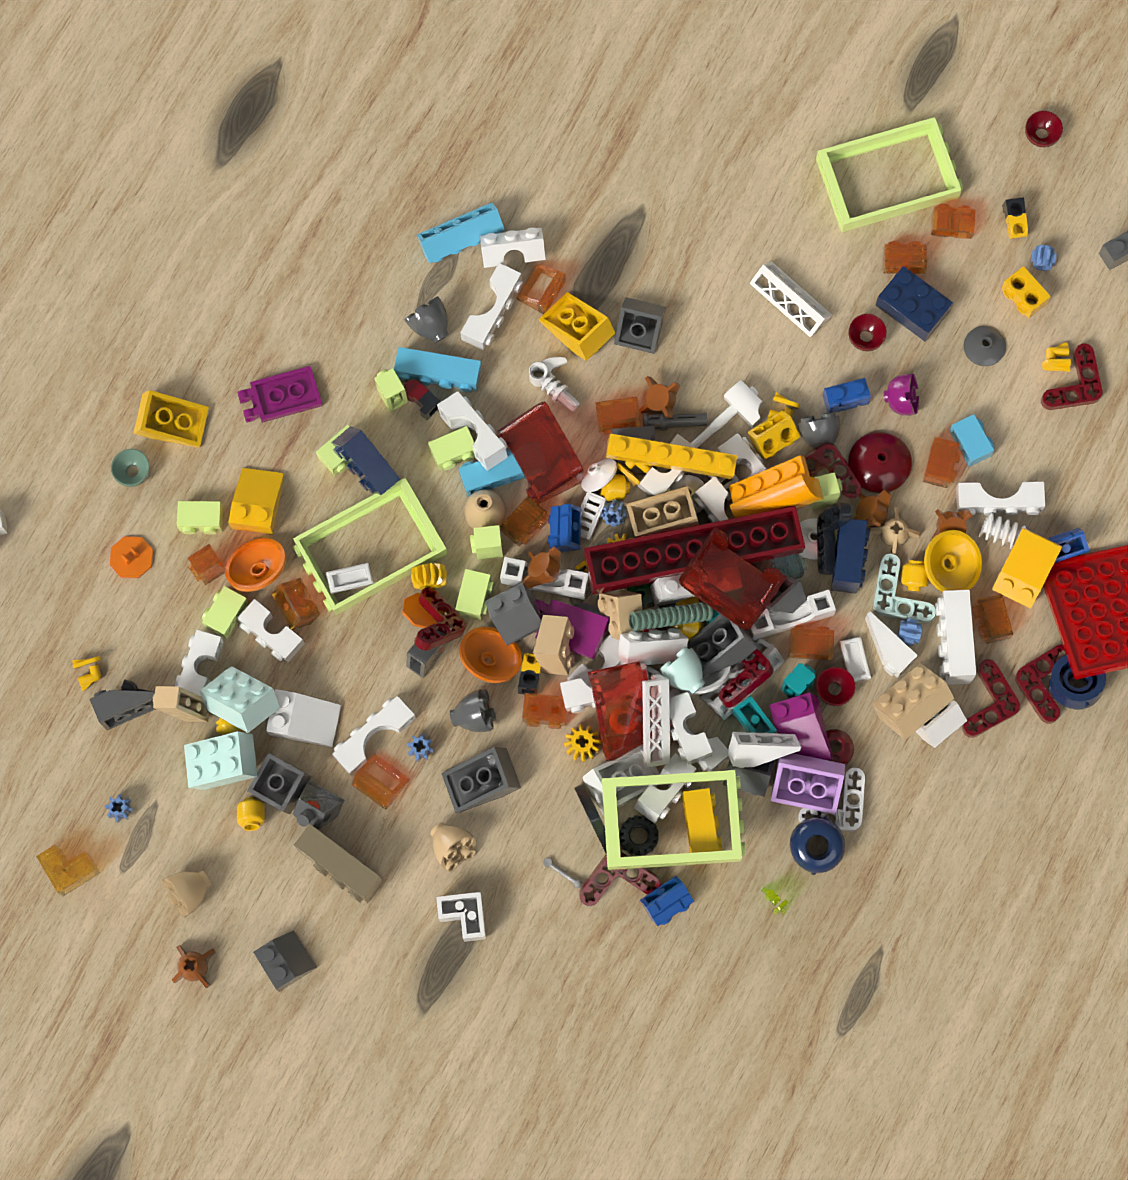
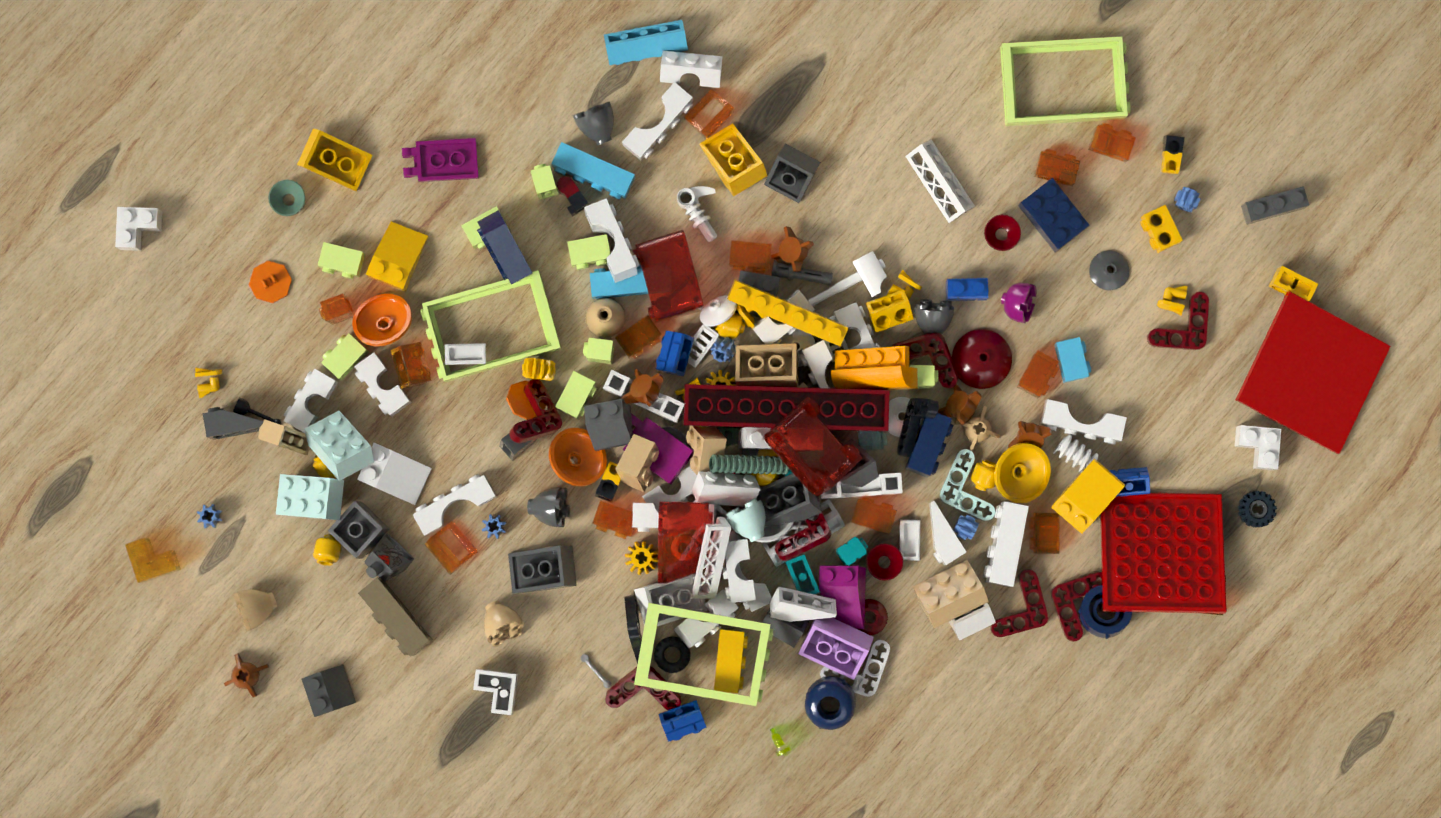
camera: 10 degrees right, 10 degrees up
(1047, 121) = (1227, 63): dark red piece -> none

